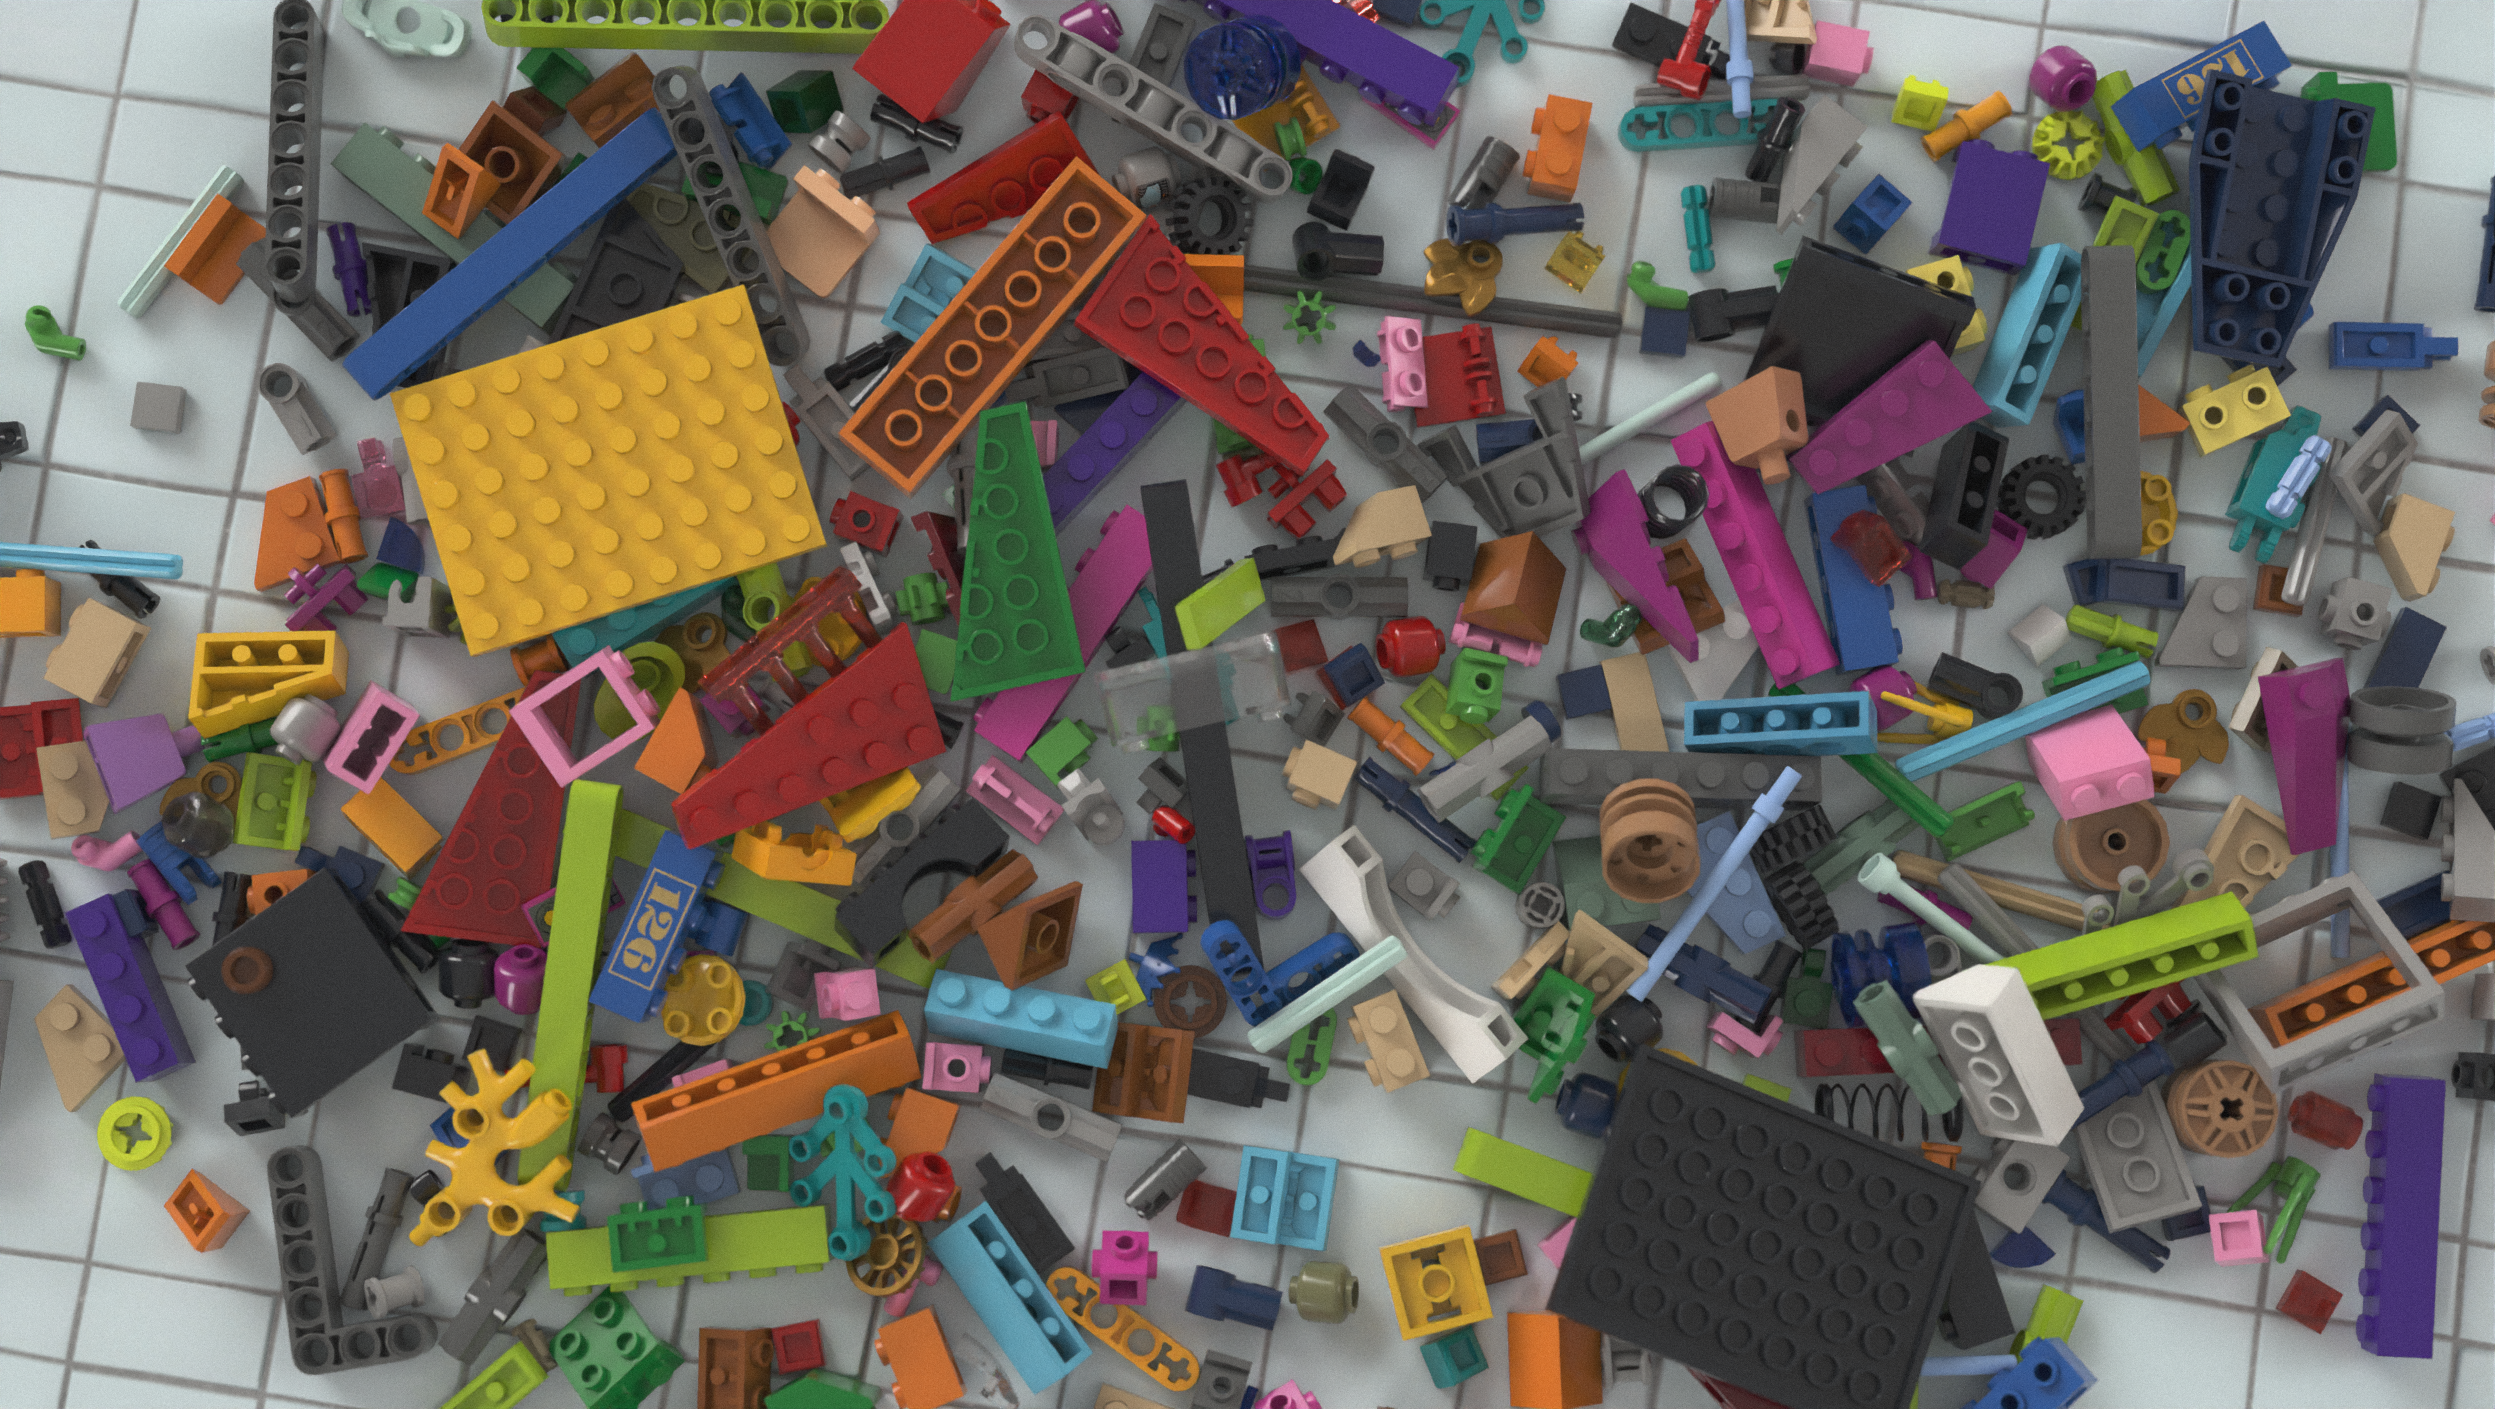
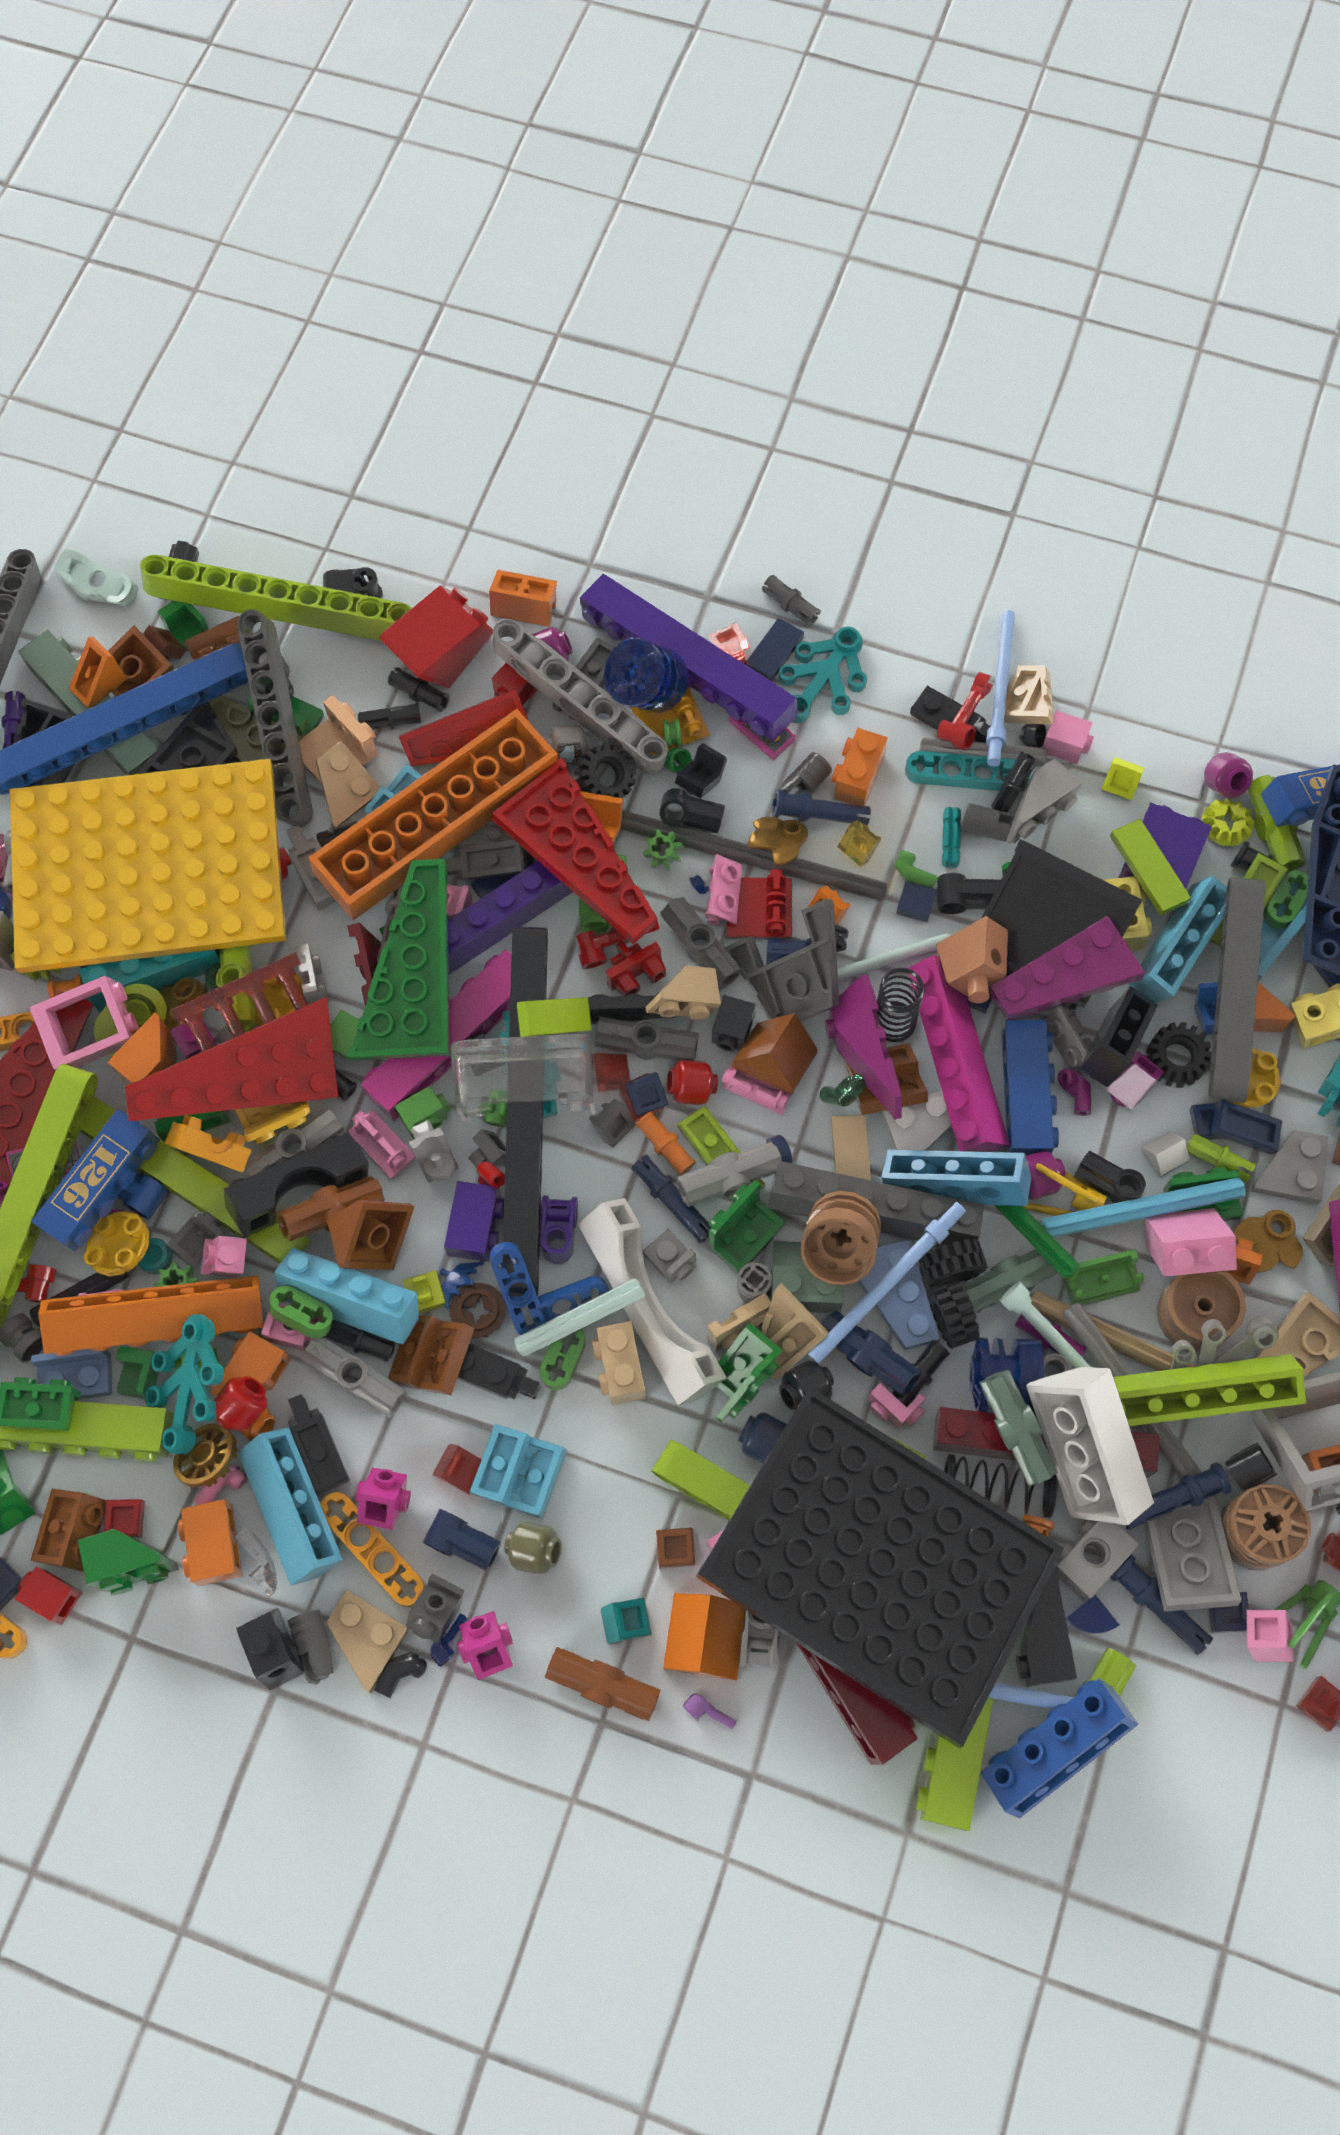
camera: 20 degrees right, 15 degrees down
(757, 129) = (307, 670): blue hinge -> none
(805, 100) = (346, 664): dark green panel -> none
(839, 142) = (363, 691): light grey wheel -> none
(846, 289) = (345, 783): none -> tan wing
(878, 534) = (327, 943): red brick -> none
(922, 598) = (346, 992): bright green gear -> none
(971, 1042) = (301, 1310): none -> bright green beam
(1164, 1181) = (428, 1440): dark grey hinge -> none
(1317, 775) = (605, 1157): tan brick -> none
(1454, 1278) = (629, 1548): yellow brick -> none
(1468, 673) = (735, 1115): bright green brick -> none
(1583, 692) = (815, 1137): dark blue tile -> none
(1806, 998) = (949, 1388): dark green plate -> none
(1872, 214) = (1079, 843): blue bracket -> none
(1872, 545) = (1044, 1059): clear red bracket -> none
(1965, 594) = (1113, 1114): dark tan piece -> none
(1966, 125) = (1158, 795): light orange pin -> none
(1975, 241) = (1150, 867): none -> lime tile
(2135, 1012) = (1205, 1443): red hips -> none

